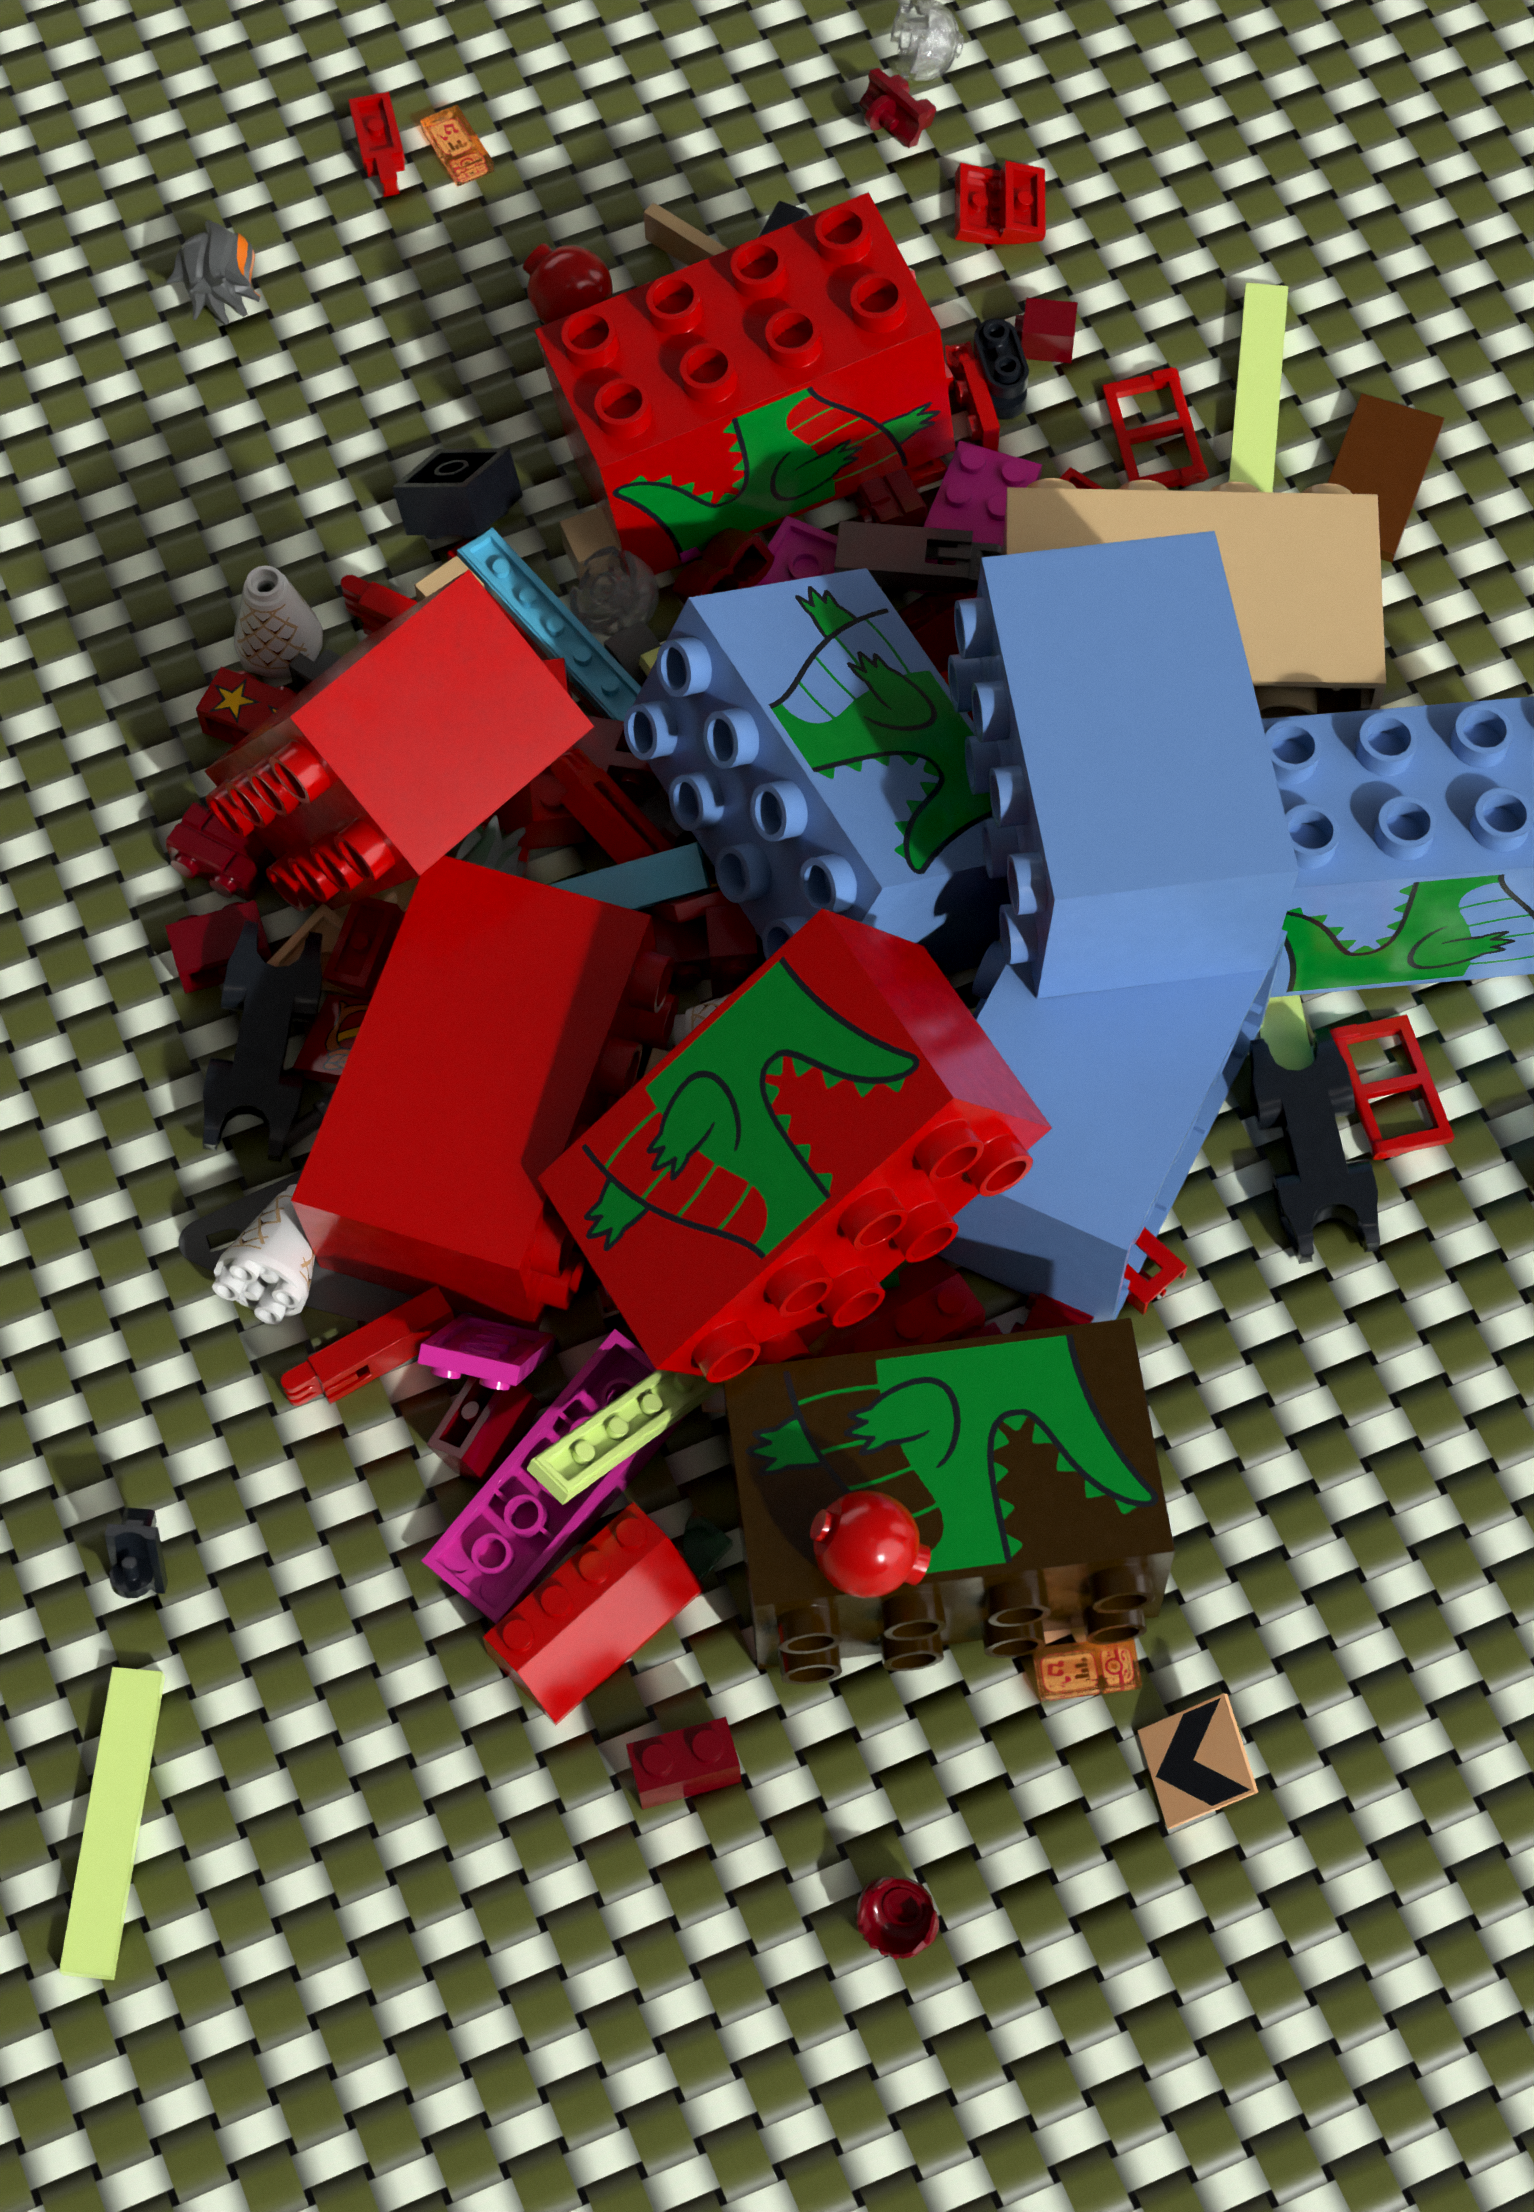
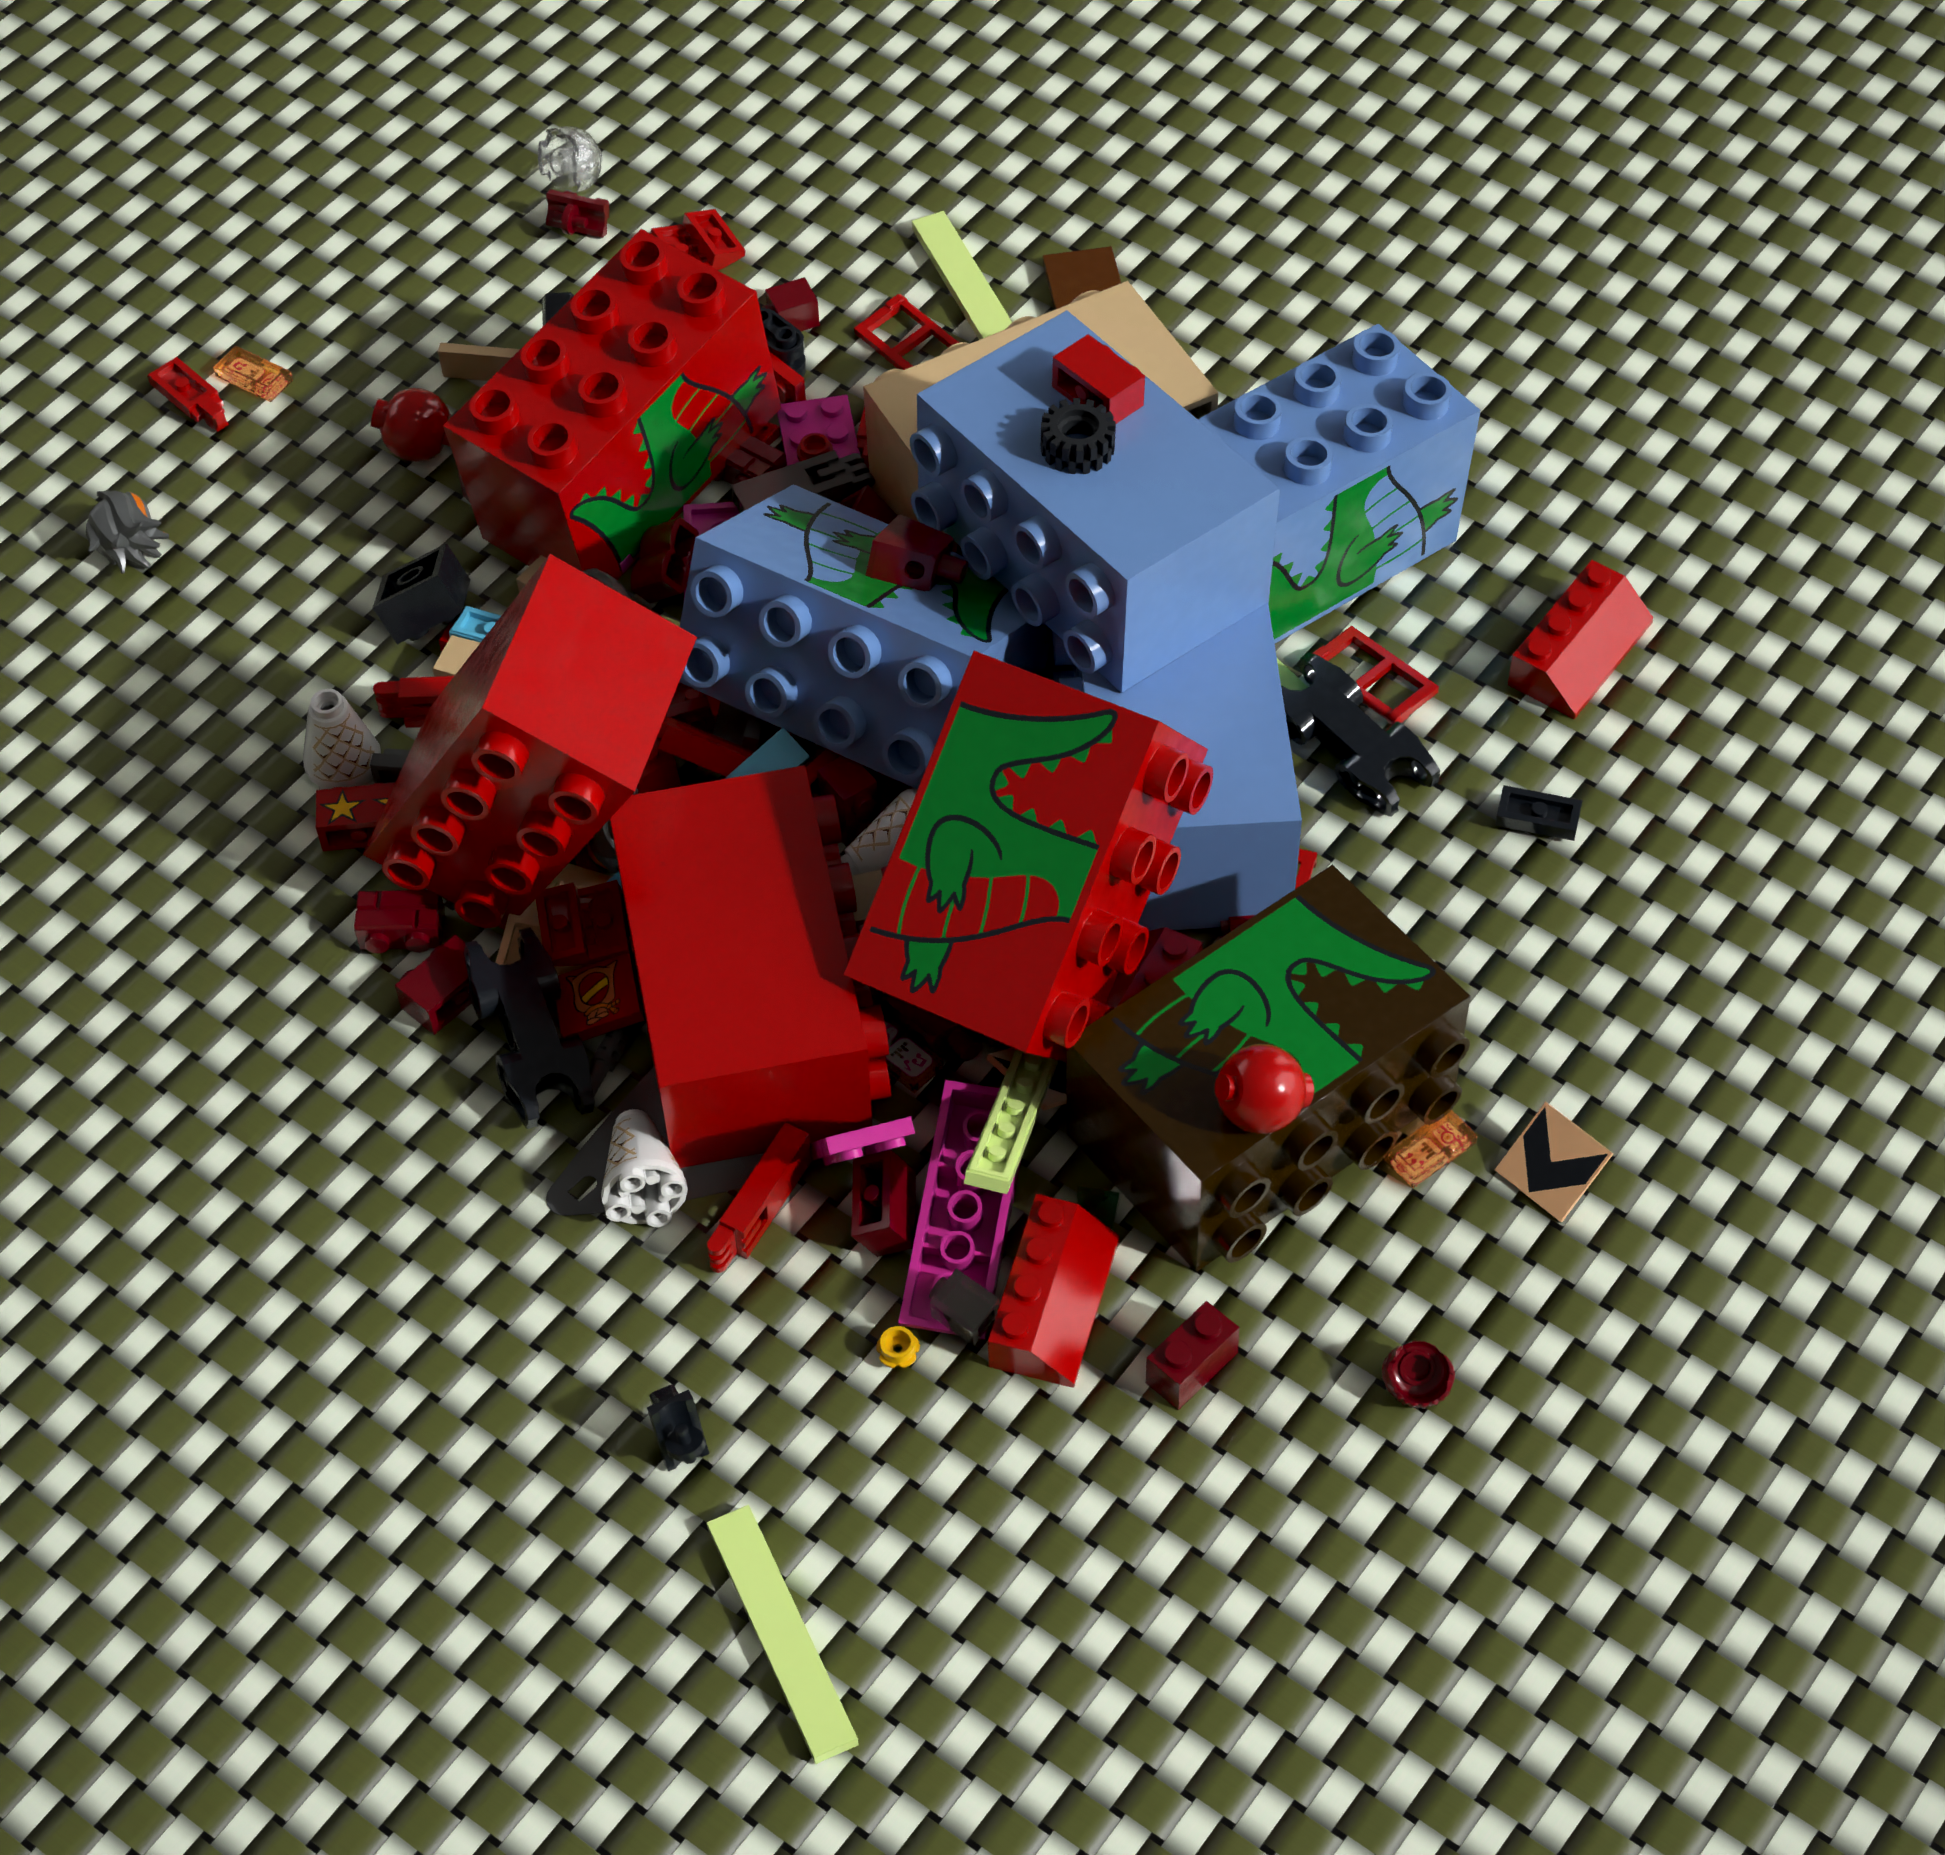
camera: 30 degrees left, 10 degrees down
(408, 1573) = (897, 1337): none -> yellow plate
(484, 1583) = (963, 1306): none -> clear smoke brick
(912, 727) = (914, 556): none -> dark red torso
(957, 515) = (813, 445): none -> red plate
(1119, 675) = (1081, 420): none -> black tyre
(1180, 641) = (1098, 374): none -> red brick
(1460, 1346) = (1538, 812): none -> black plate

